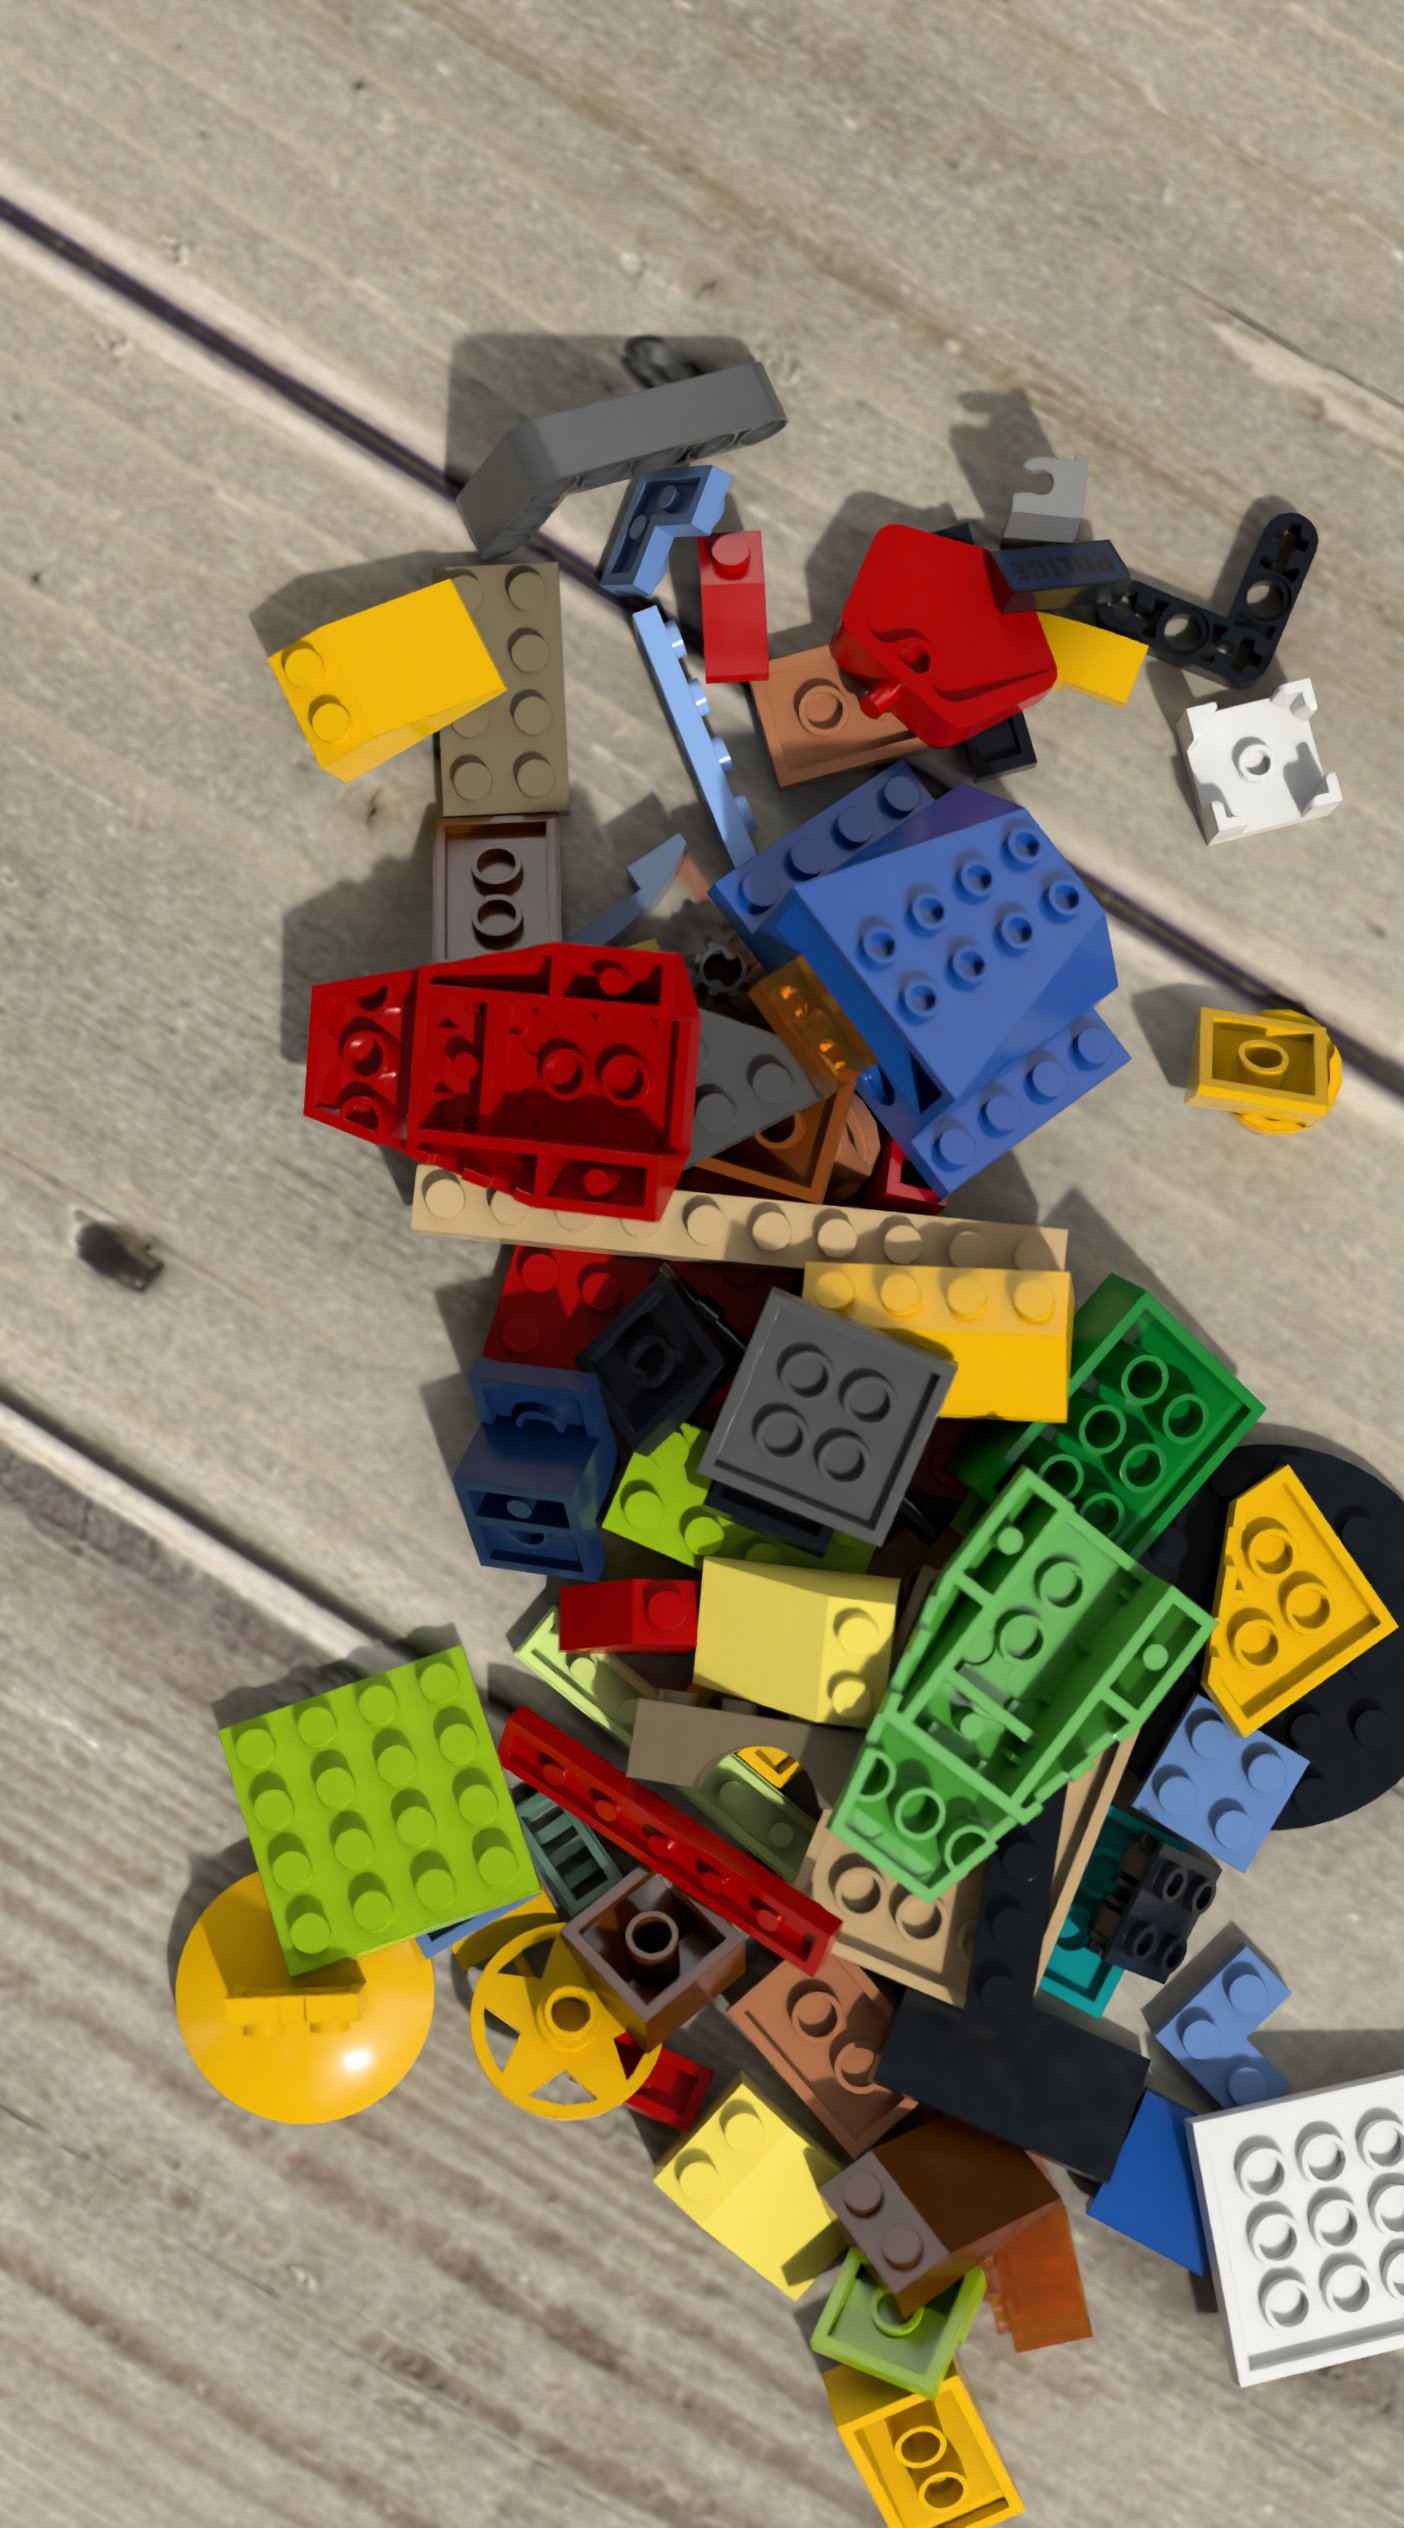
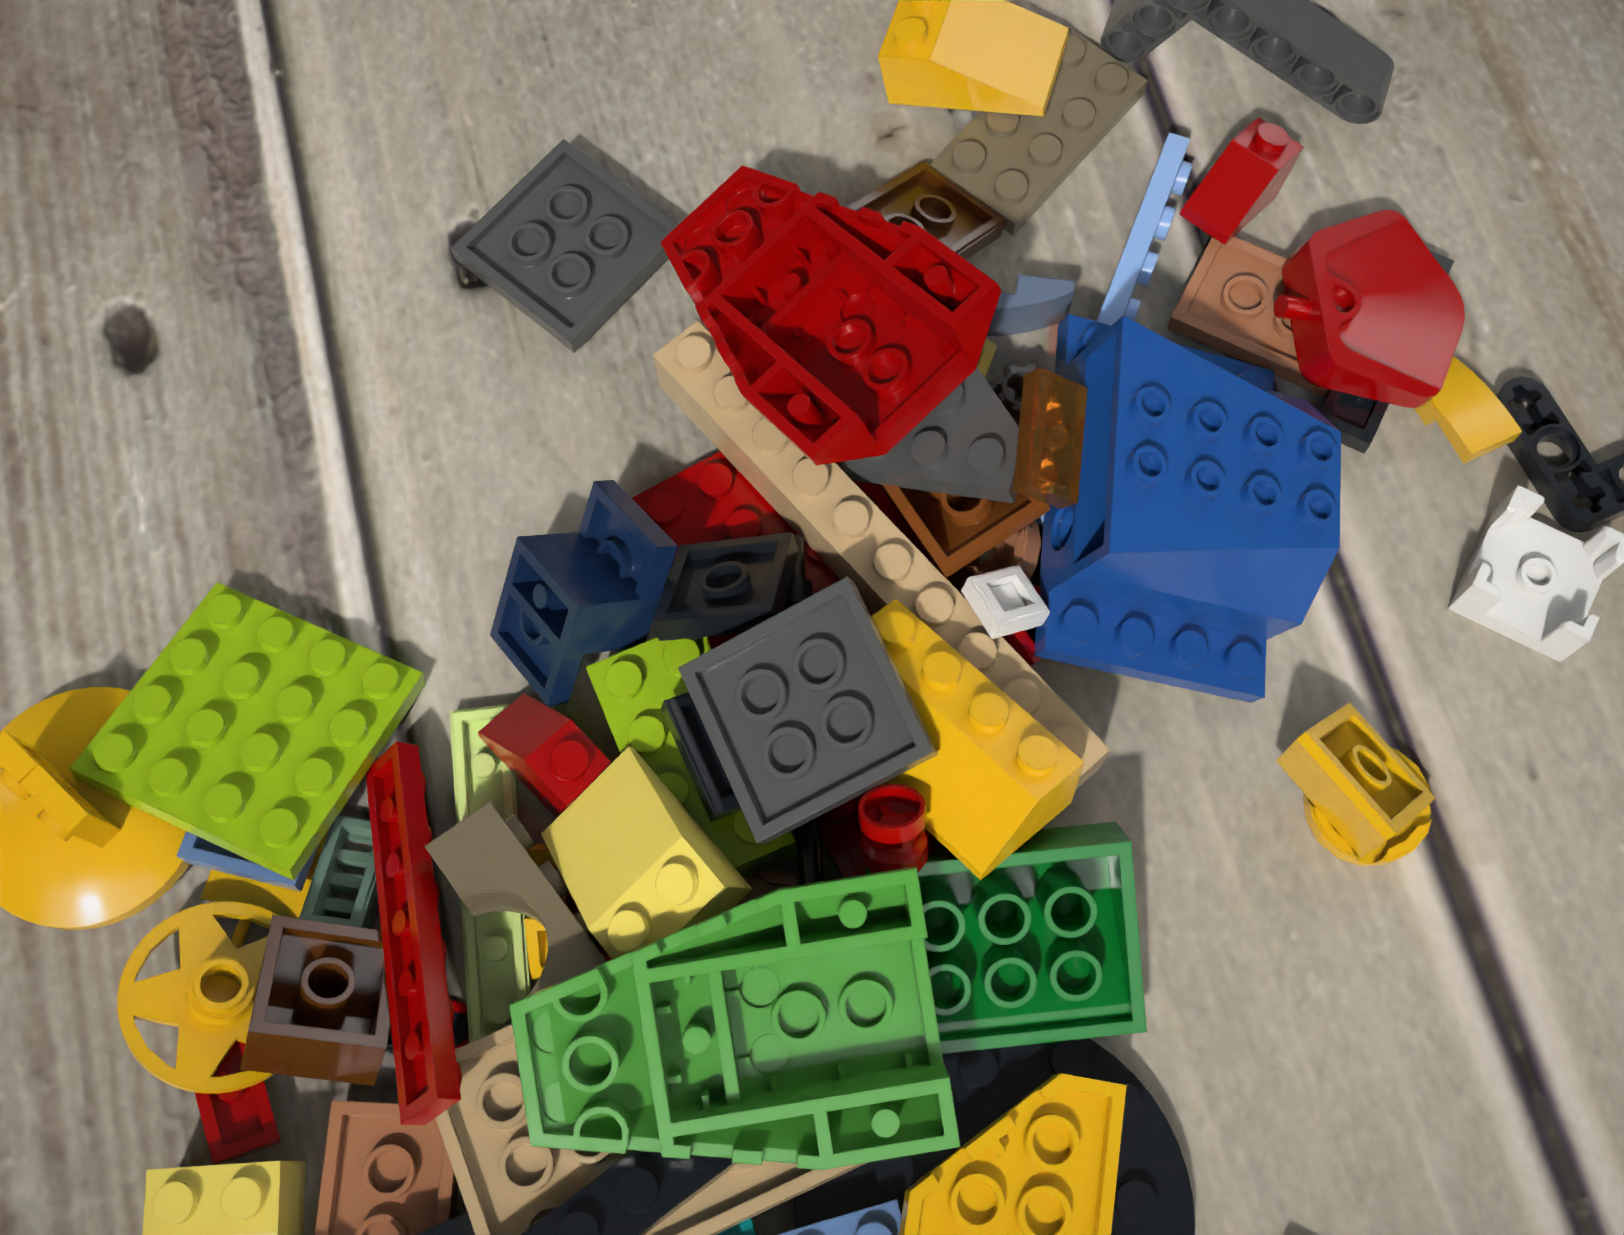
camera: 50 degrees right, 15 degrees down
(203, 1174) = (567, 245): none -> dark grey plate
(663, 507) = (1260, 94): medium blue plate -> none
(886, 1183) = (1005, 601): none -> white tile
(972, 1446) = (889, 837): none -> red wheel
(1051, 516) = (1523, 285): light grey hinge -> none
(1058, 576) = (1492, 338): black slope -> none

